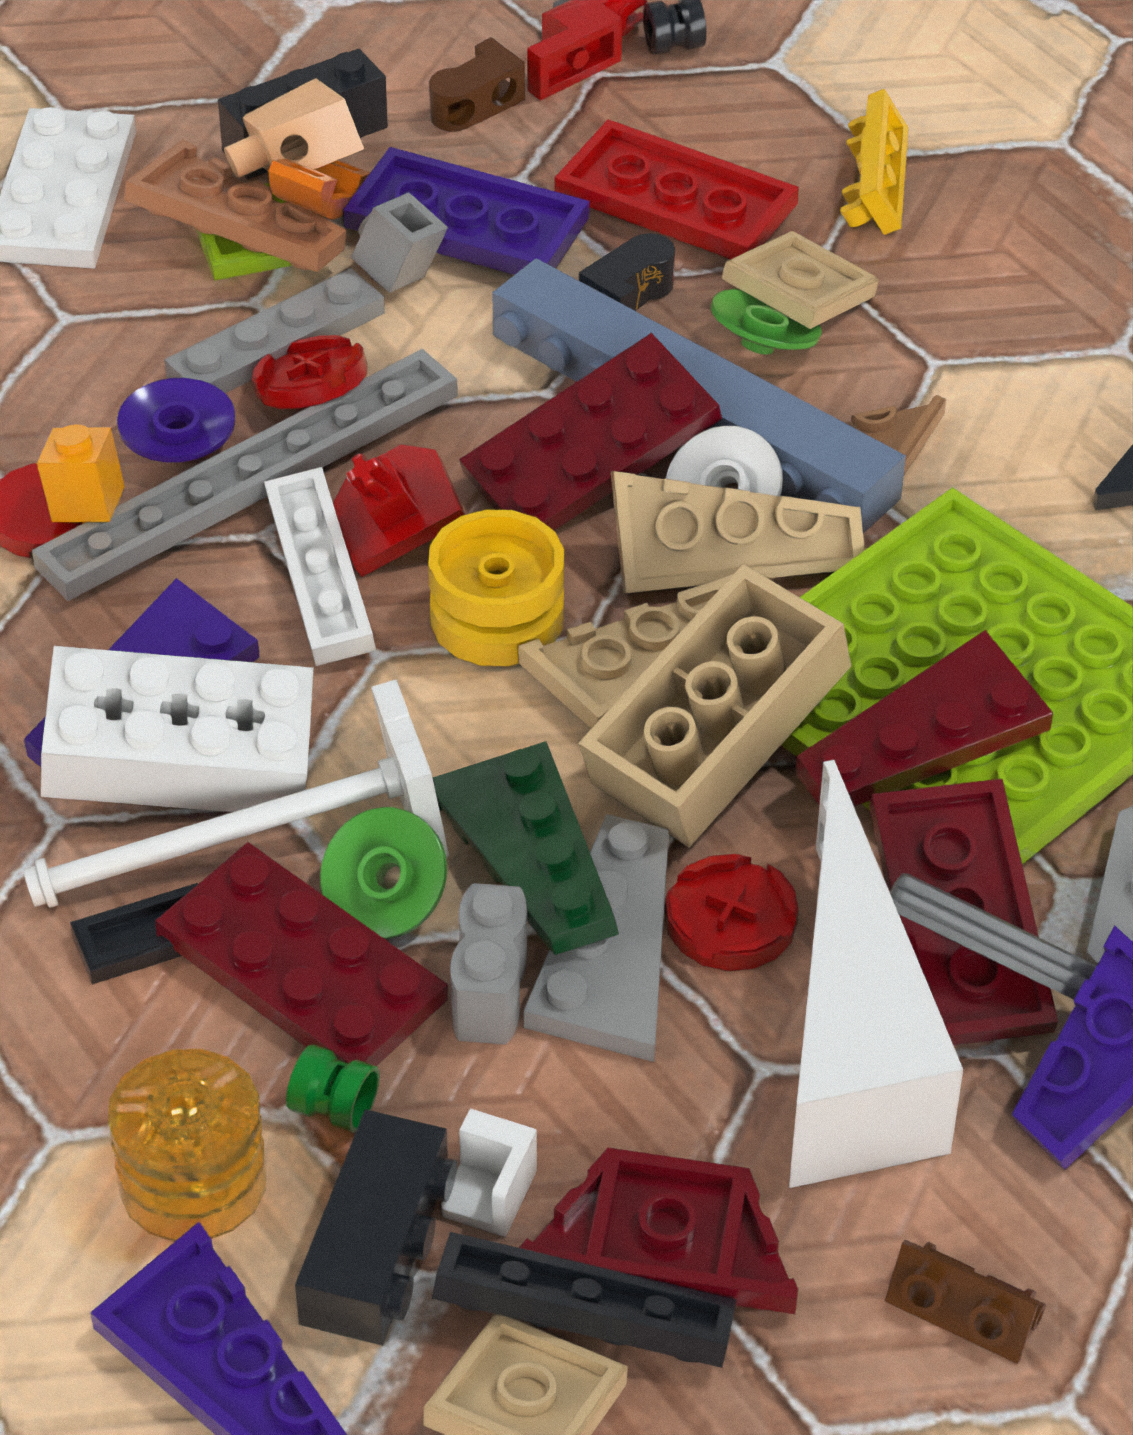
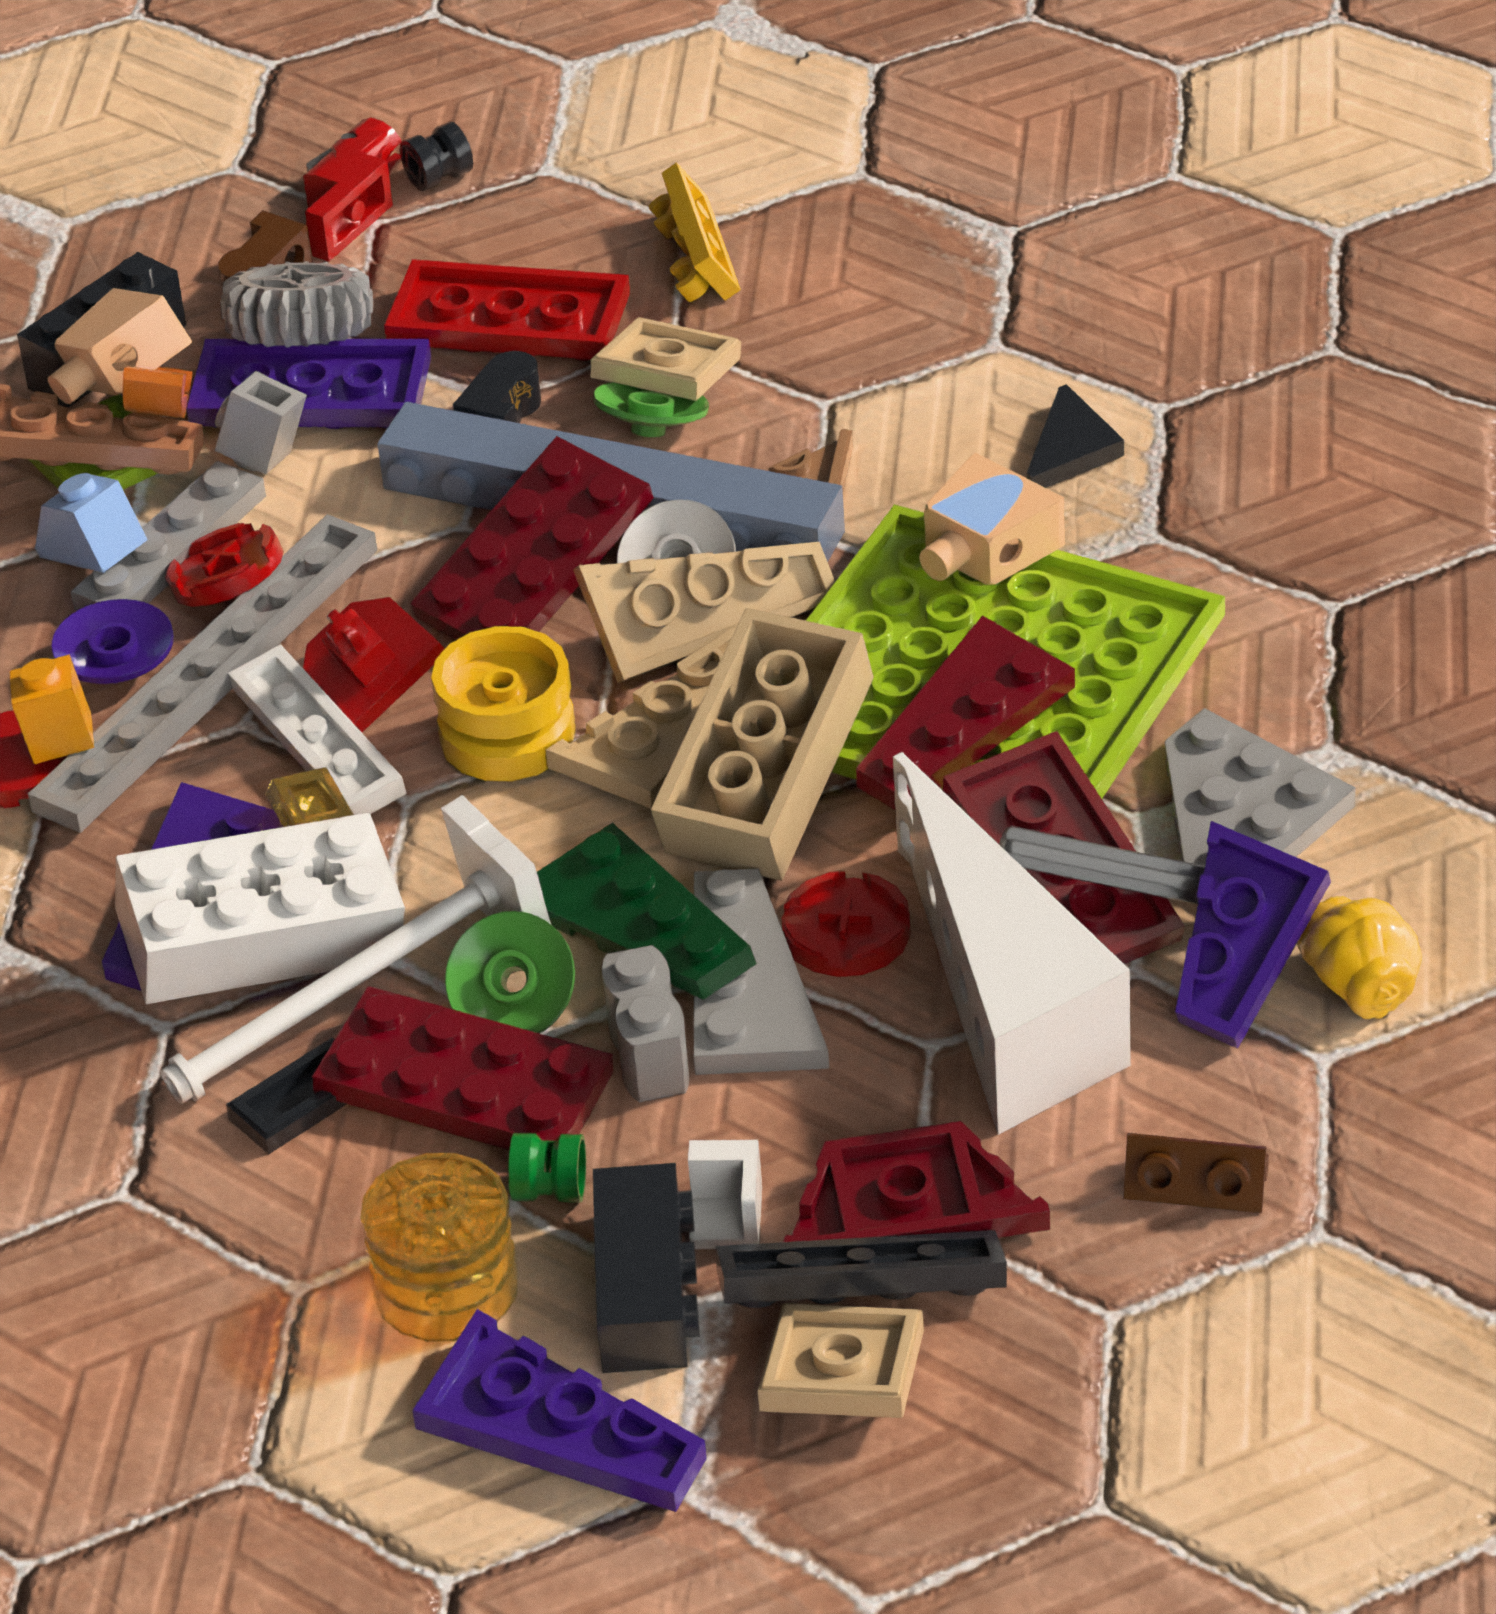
camera: 15 degrees left, 5 degrees down
(200, 299) = (88, 524): none -> light blue slope
(276, 634) = (307, 798): none -> clear yellow plate
(482, 135) = (296, 304): none -> light grey gear
(1029, 536) = (990, 523): none -> light nougat torso

